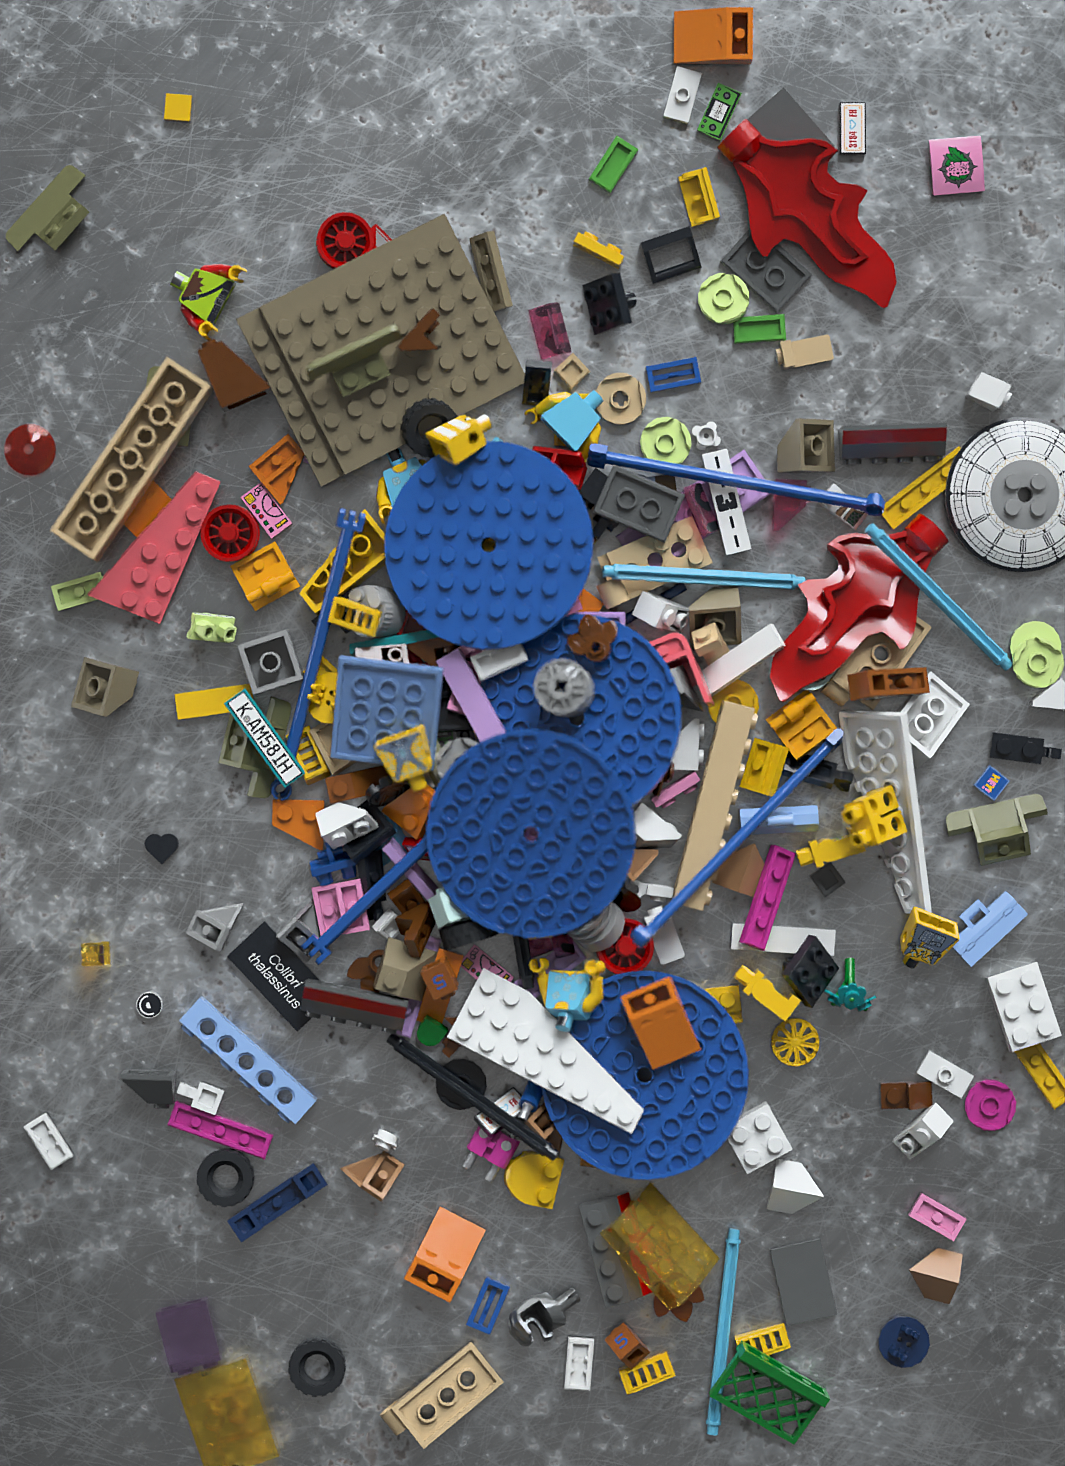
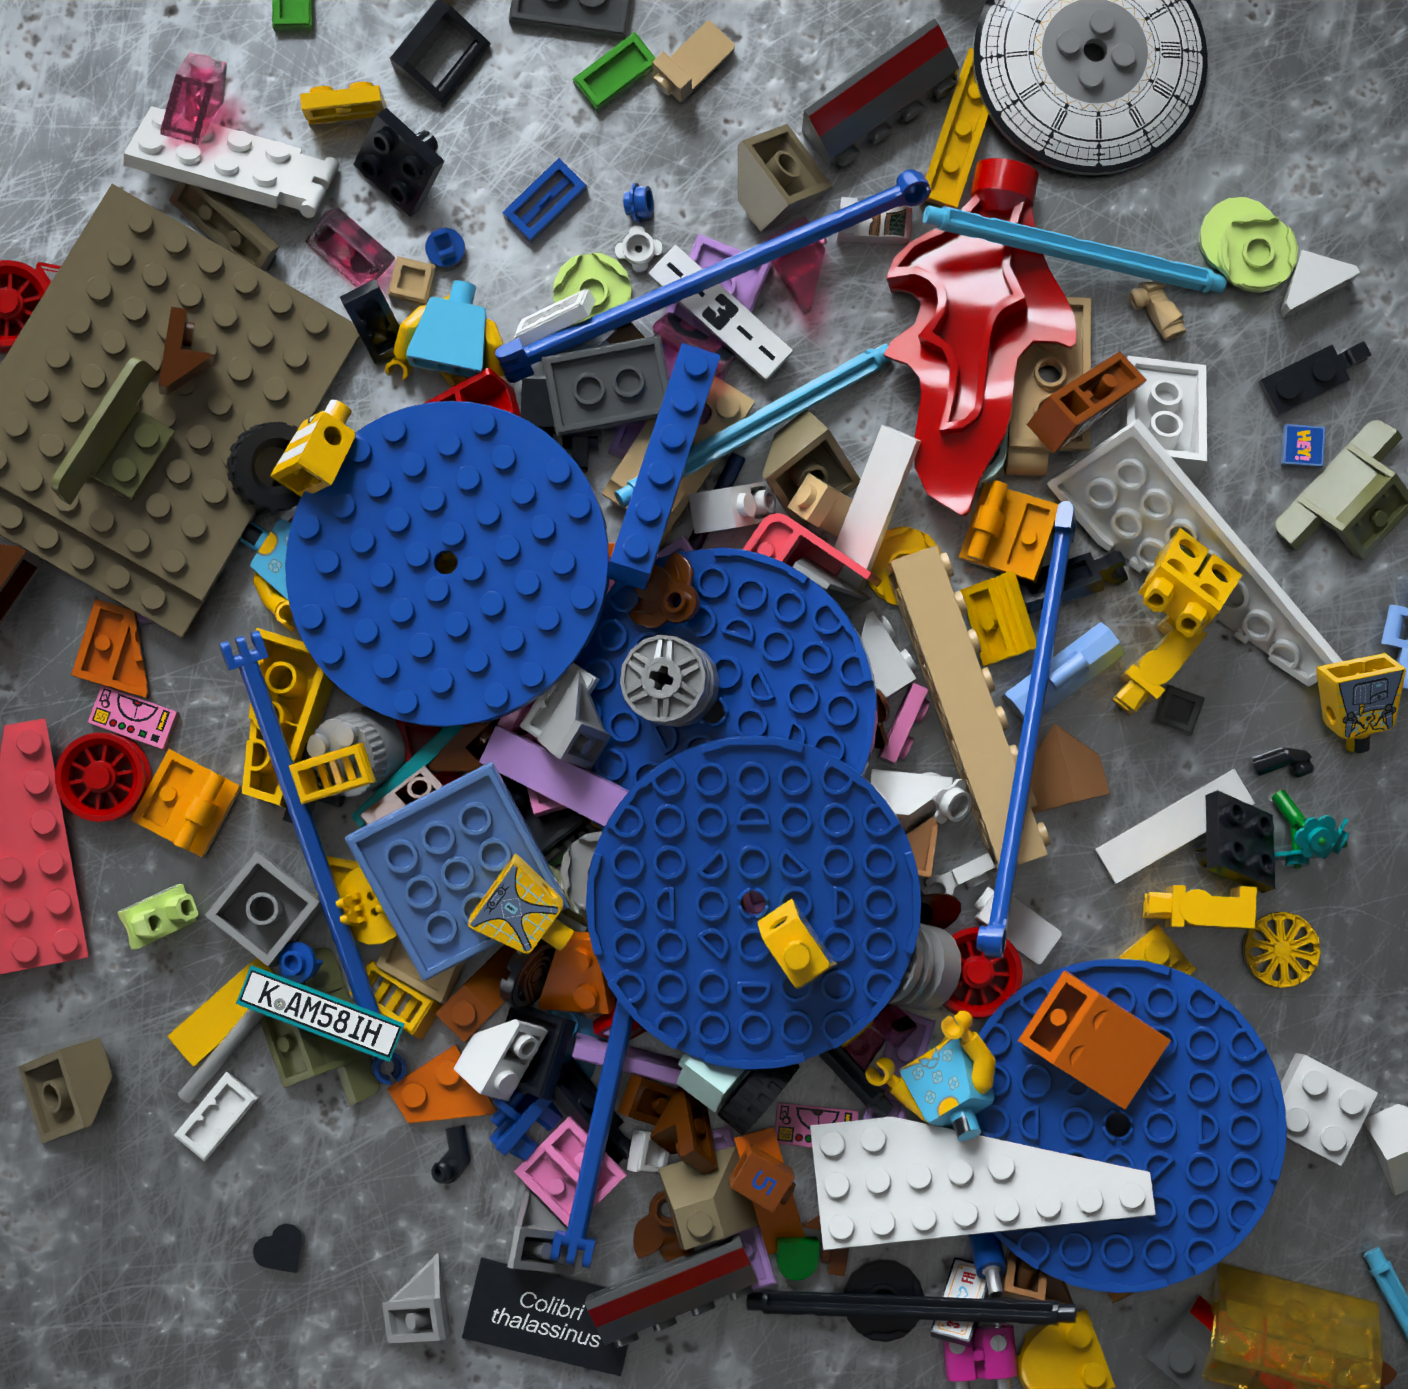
camera: 30 degrees left, 5 degrees down
(173, 754) = (216, 1116): none -> white plate
(195, 723) = (220, 1055): none -> light grey bar
(270, 702) = (298, 962): none -> blue plate
(285, 860) = (455, 1159): none -> black arm
(498, 679) = (575, 728): none -> light grey slope
(516, 241) = (233, 165): none -> white hinge
(519, 194) = (194, 98): none -> clear pink slope
(537, 870) = (795, 944): none -> yellow torso
(601, 365) = (445, 247): none -> blue plate
(629, 387) = (499, 252): tan plate -> none
(635, 445) = (555, 317): none -> white plate
(637, 570) = (663, 467): none -> blue brick
(672, 849) = (952, 802): none -> white plate
(723, 298) = (544, 62): yellowish green tile -> none
(723, 410) = (639, 202): none -> blue plate
(767, 897) = (1118, 785): dark pink tile -> none
(864, 941) = (1284, 757): none -> black arm
(965, 658) = (1160, 309): none -> tan arm

